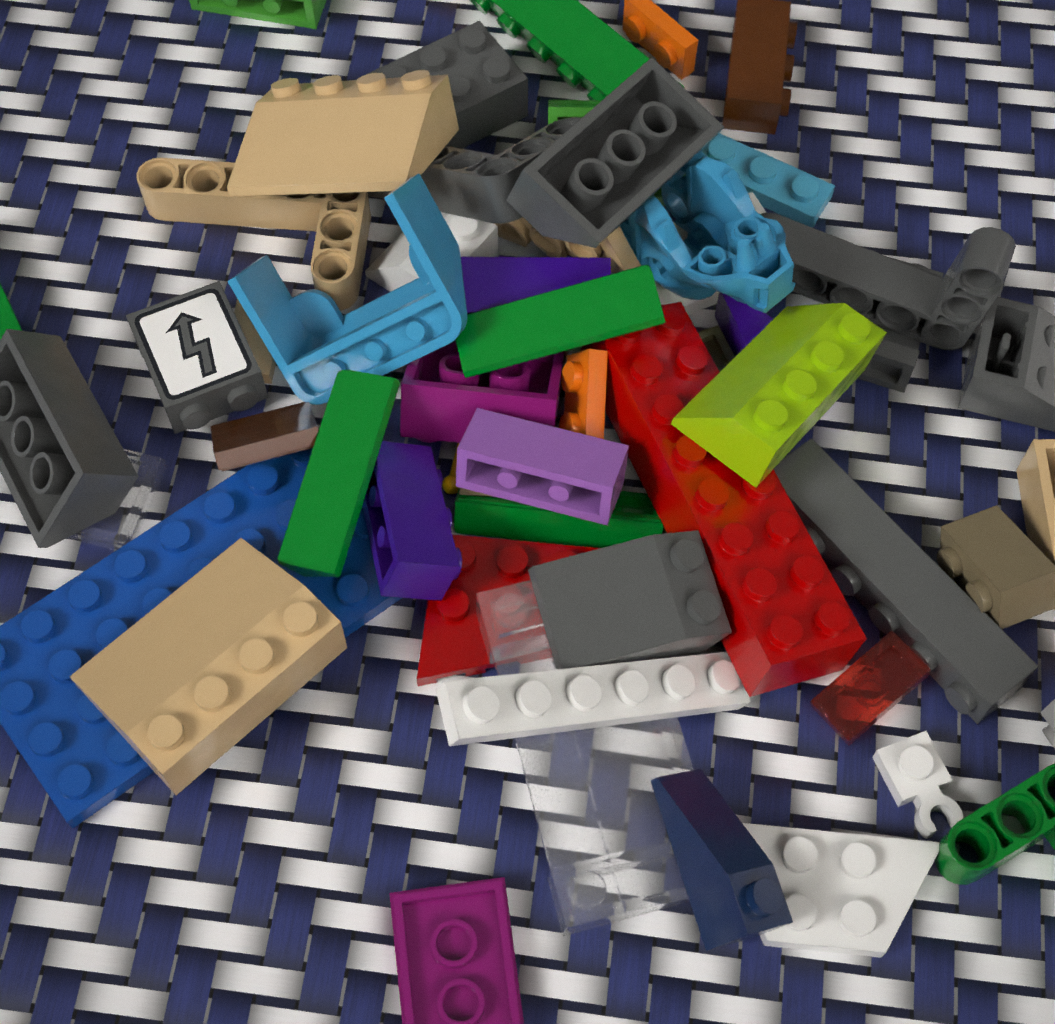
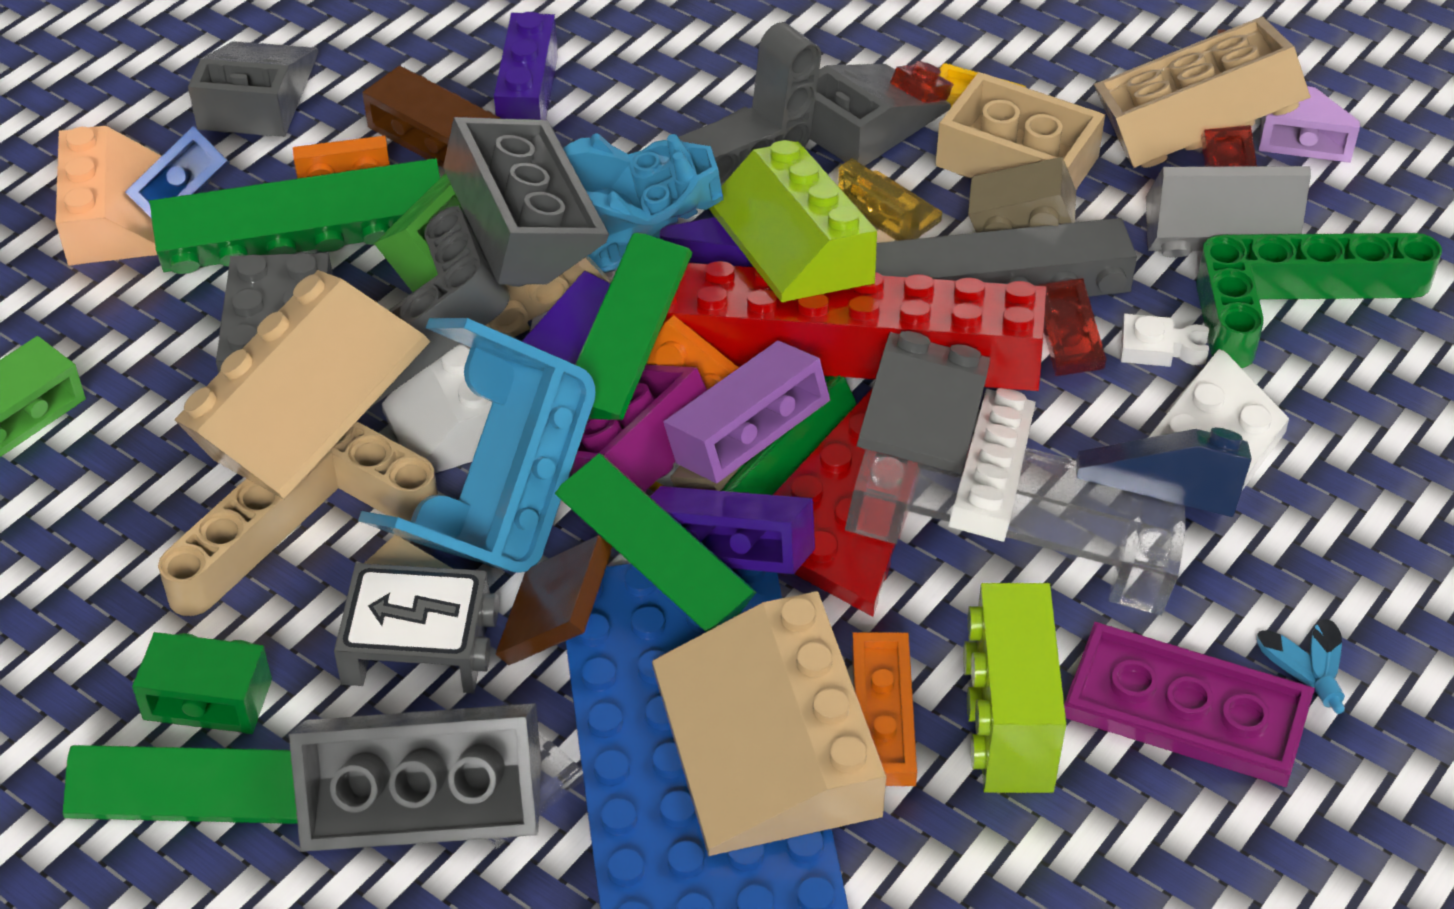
camera: 60 degrees left, 15 degrees down
(73, 255) = (202, 682): none -> green brick
(304, 741) = (886, 699): none -> orange plate
(356, 837) = (1014, 688): none -> lime brick
(864, 95) = (527, 67): none -> dark purple brick
(931, 455) = (887, 202): none -> clear yellow panel

